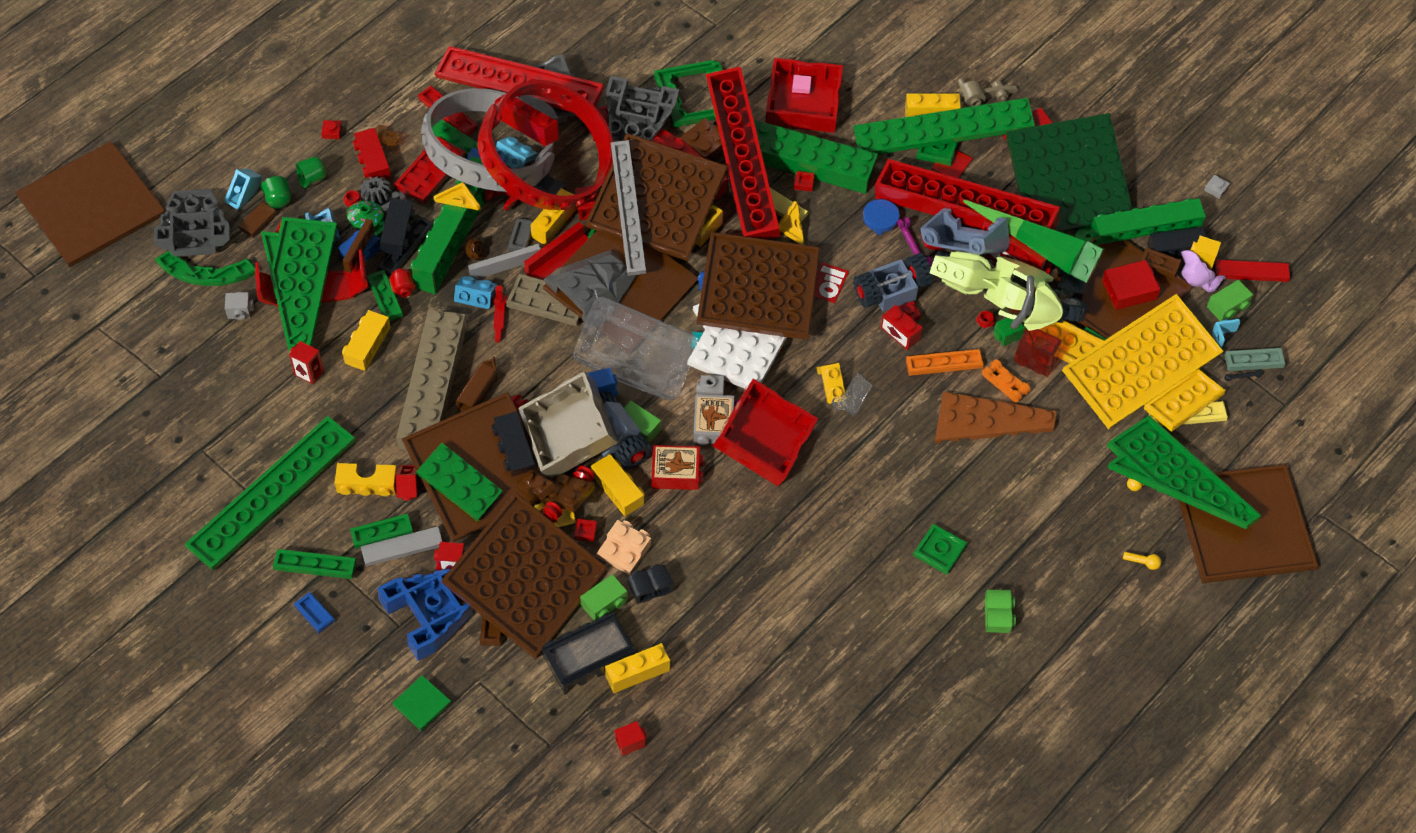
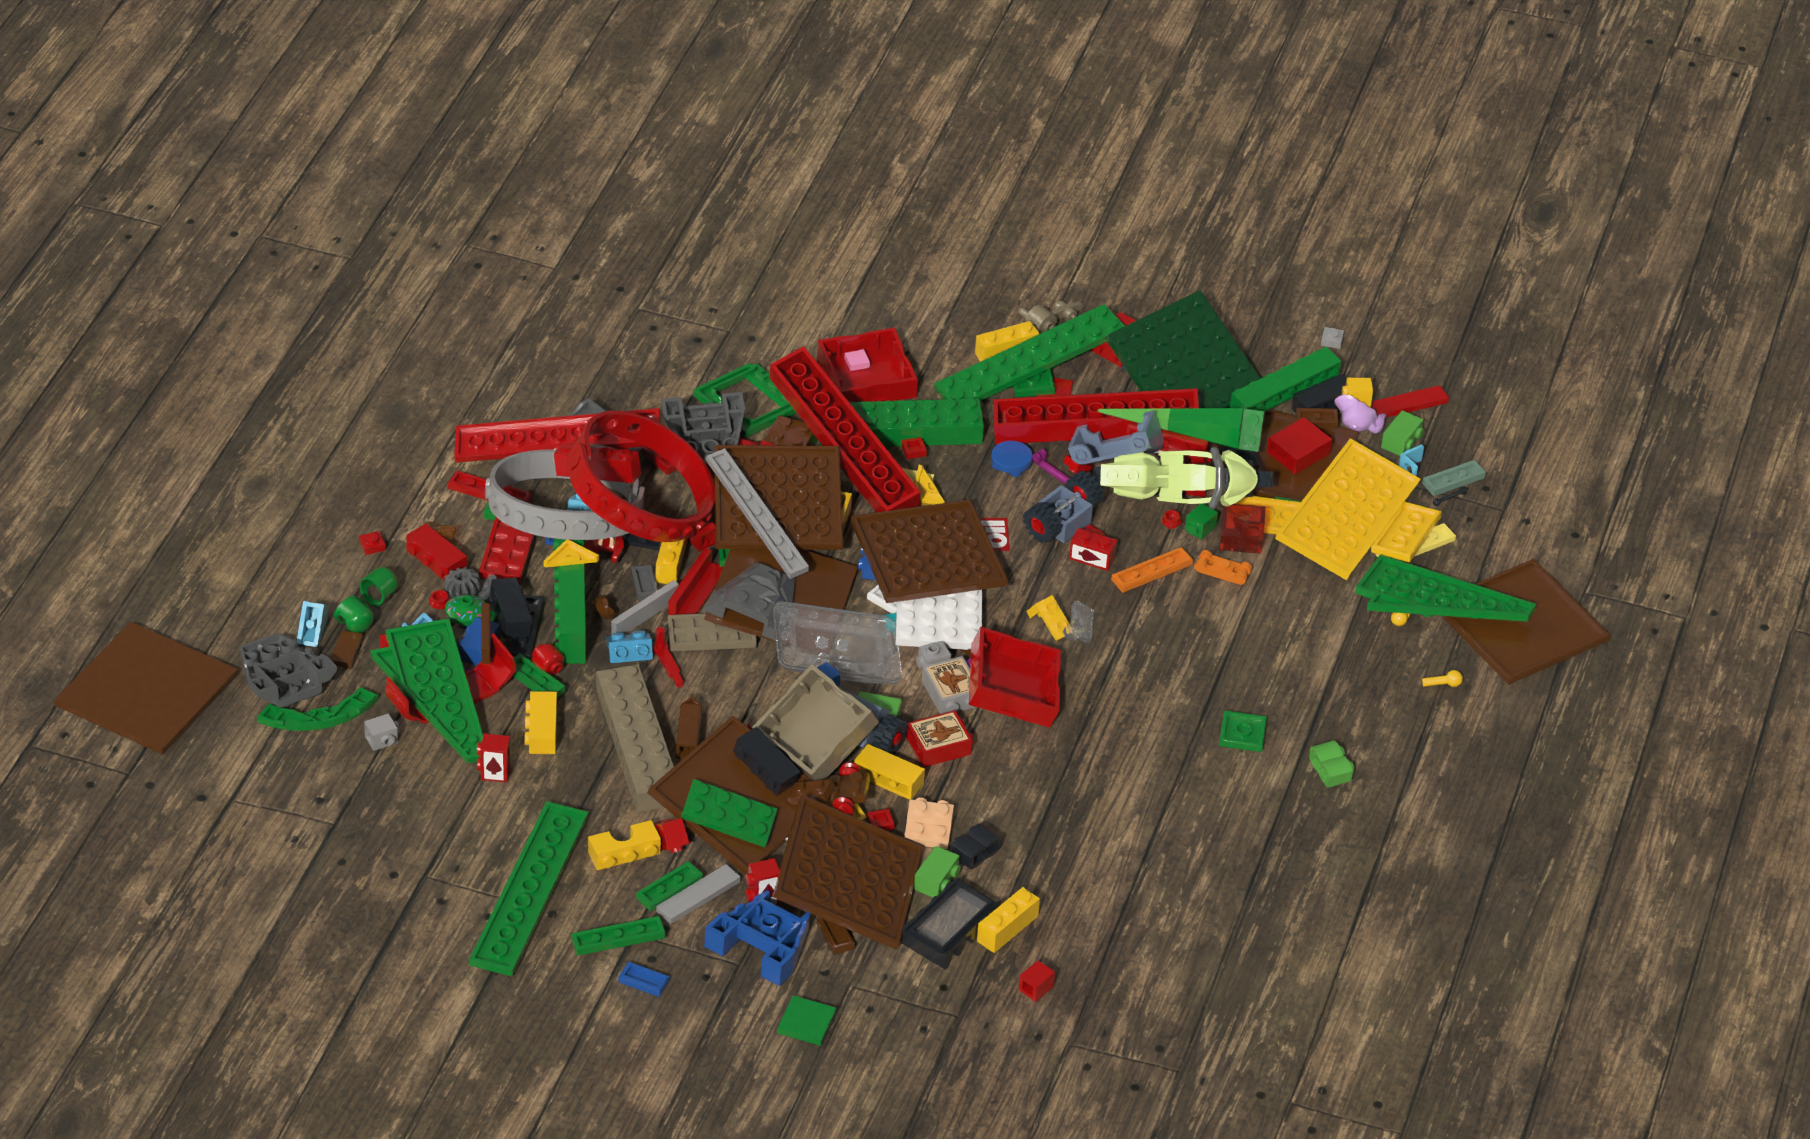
camera: 25 degrees left, 15 degrees down
(984, 418) = (1219, 607): dark orange wing -> none

